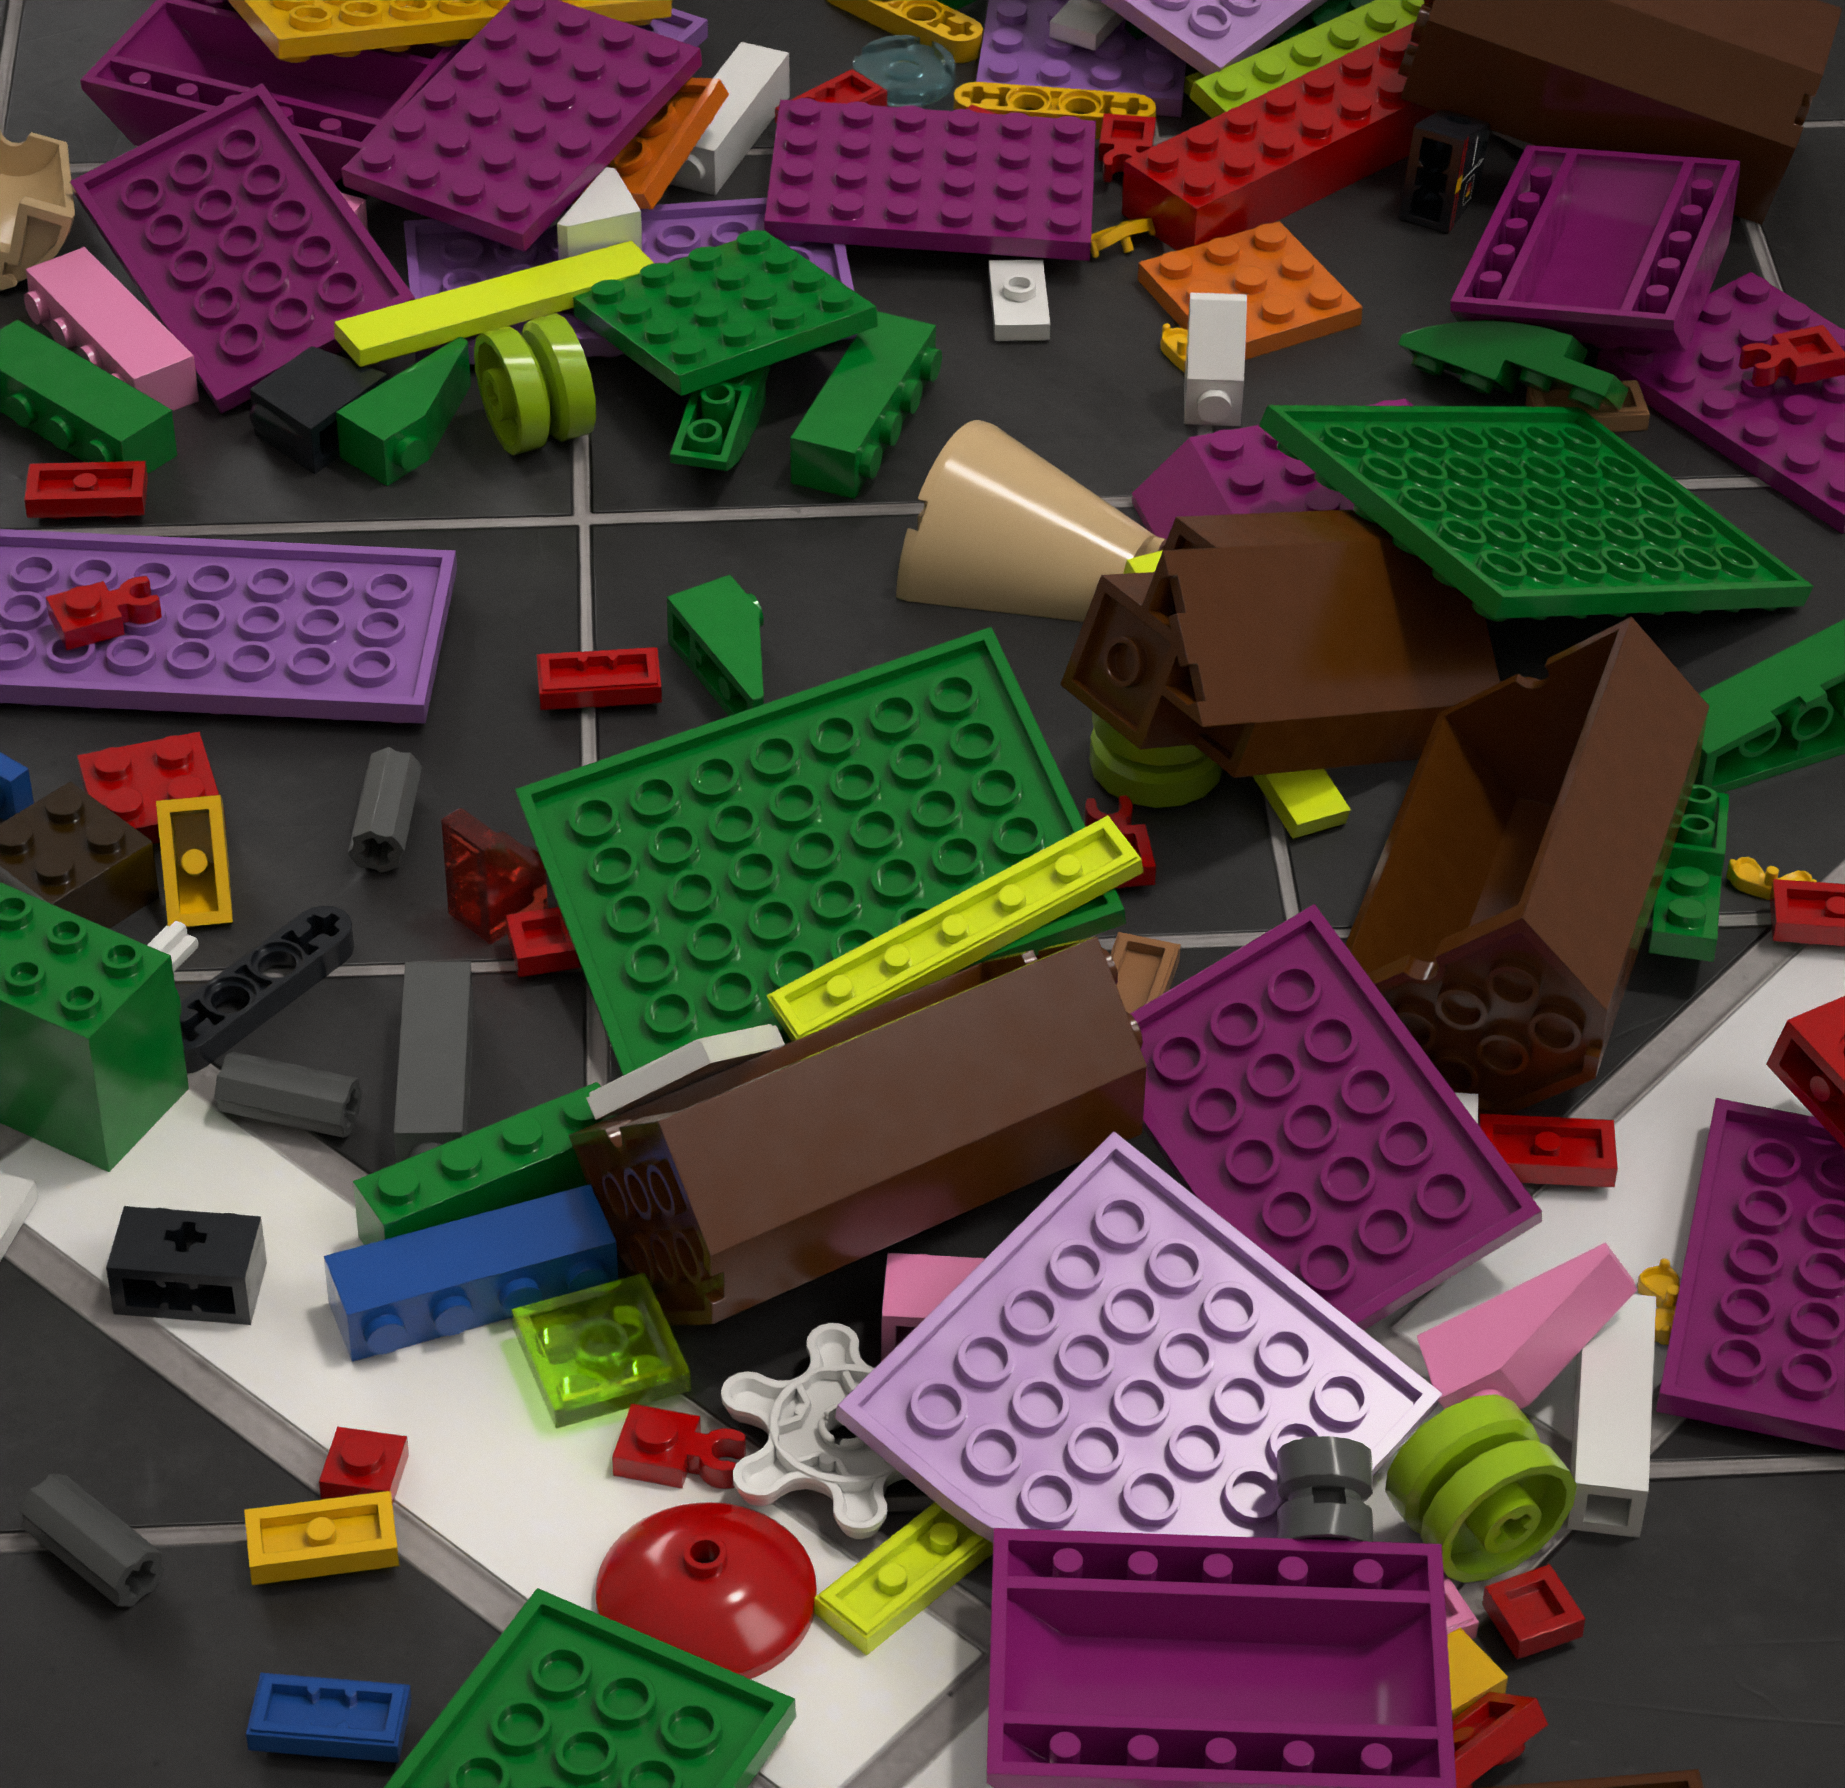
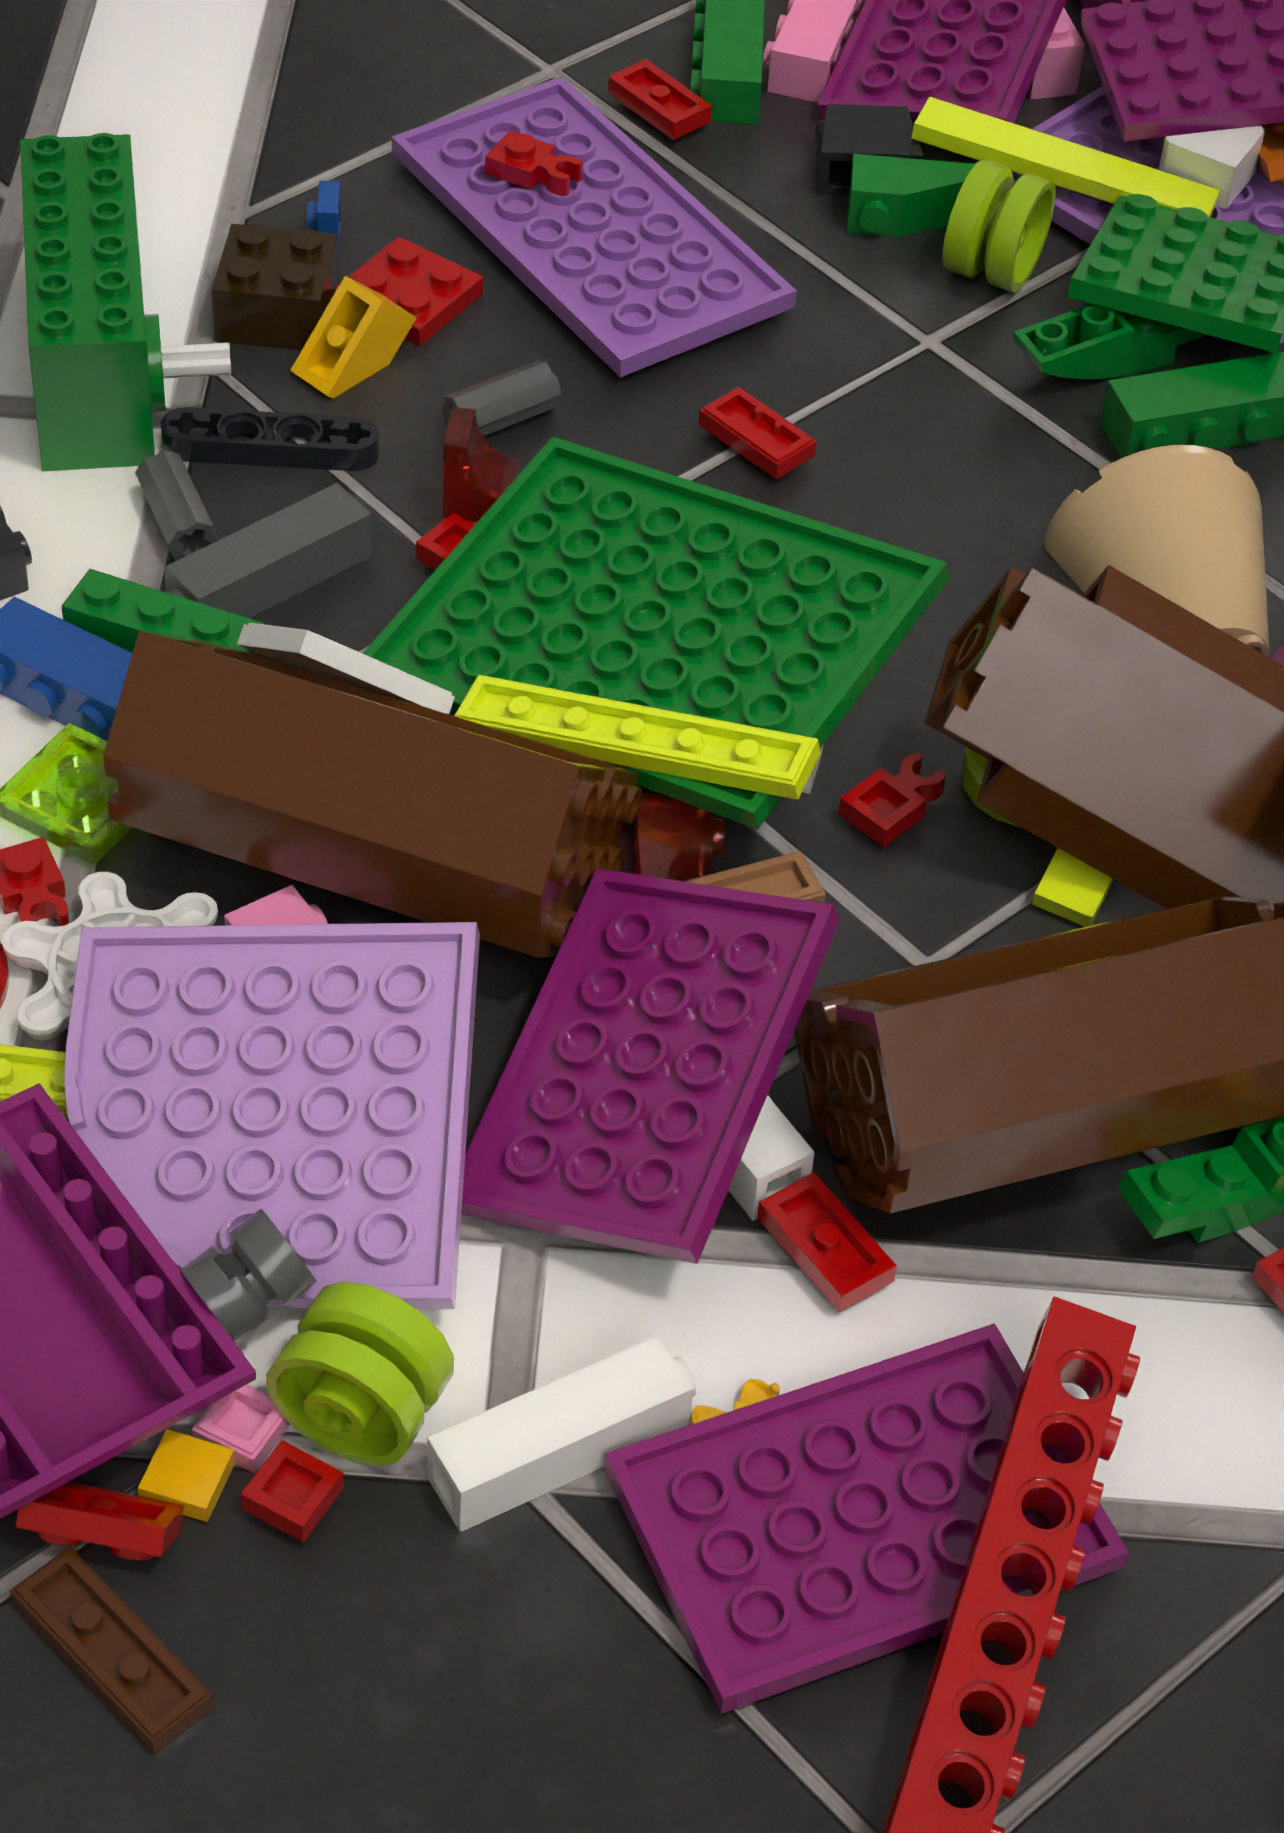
camera: 50 degrees right, 5 degrees up
(720, 641) = (864, 472): green slope -> none
(1527, 1333) = (551, 1318): bright pink slope -> none

